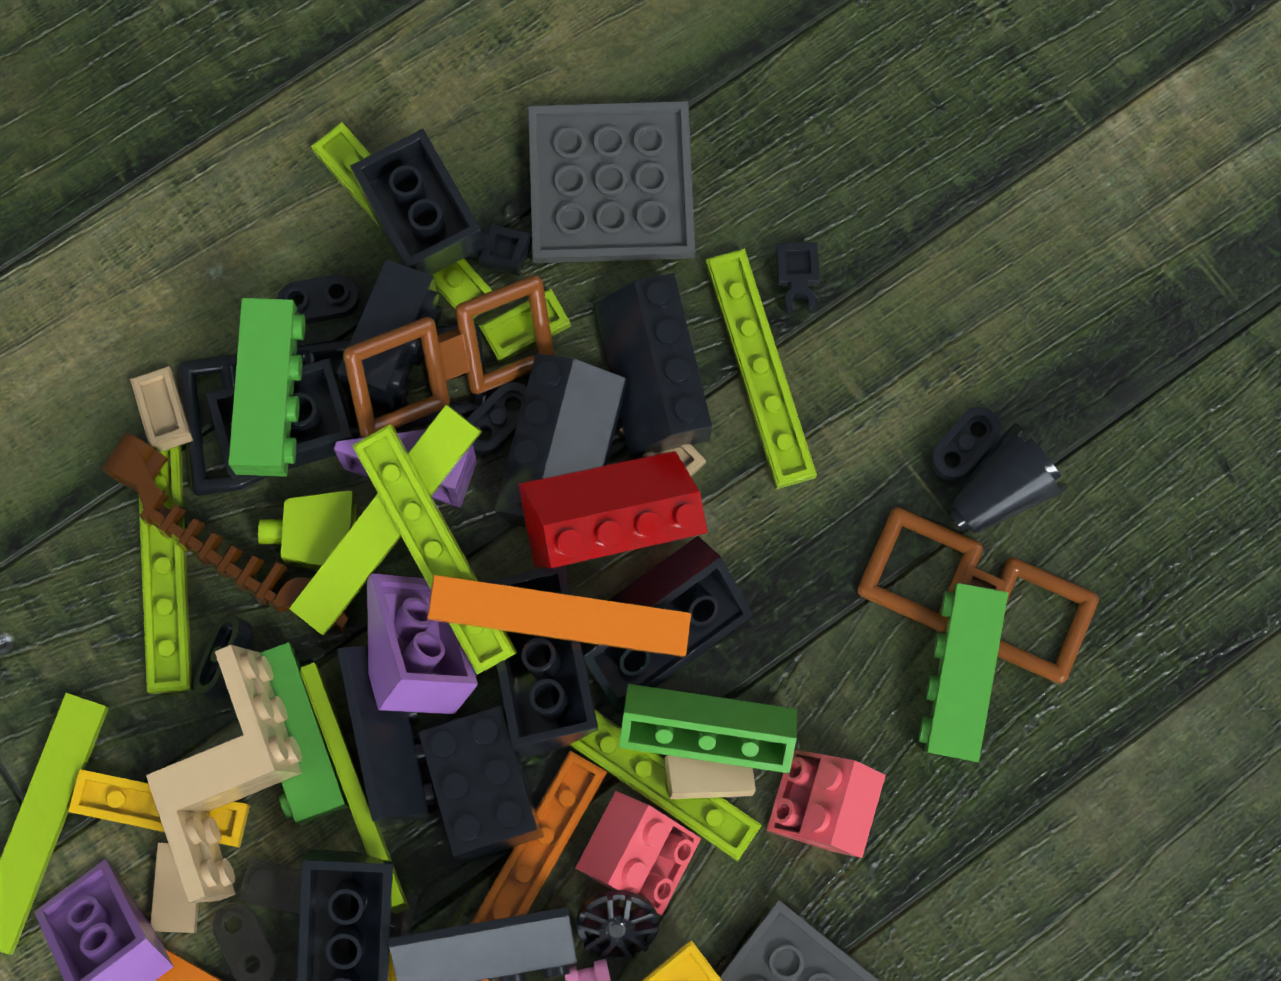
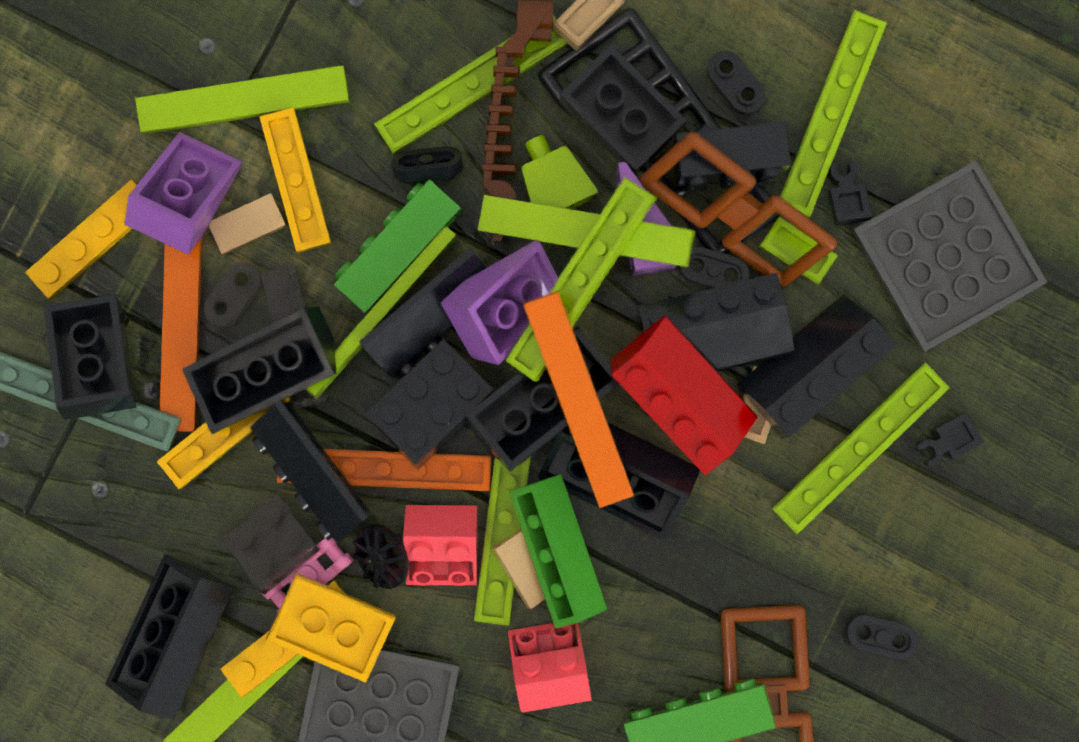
camera: 70 degrees right, 10 degrees up
(223, 775) = (363, 236): tan bracket -> none
(265, 387) = (637, 86): bright green brick -> none
(418, 205) = (846, 120): black brick -> none
(1005, 484) = (863, 683): black cone -> none

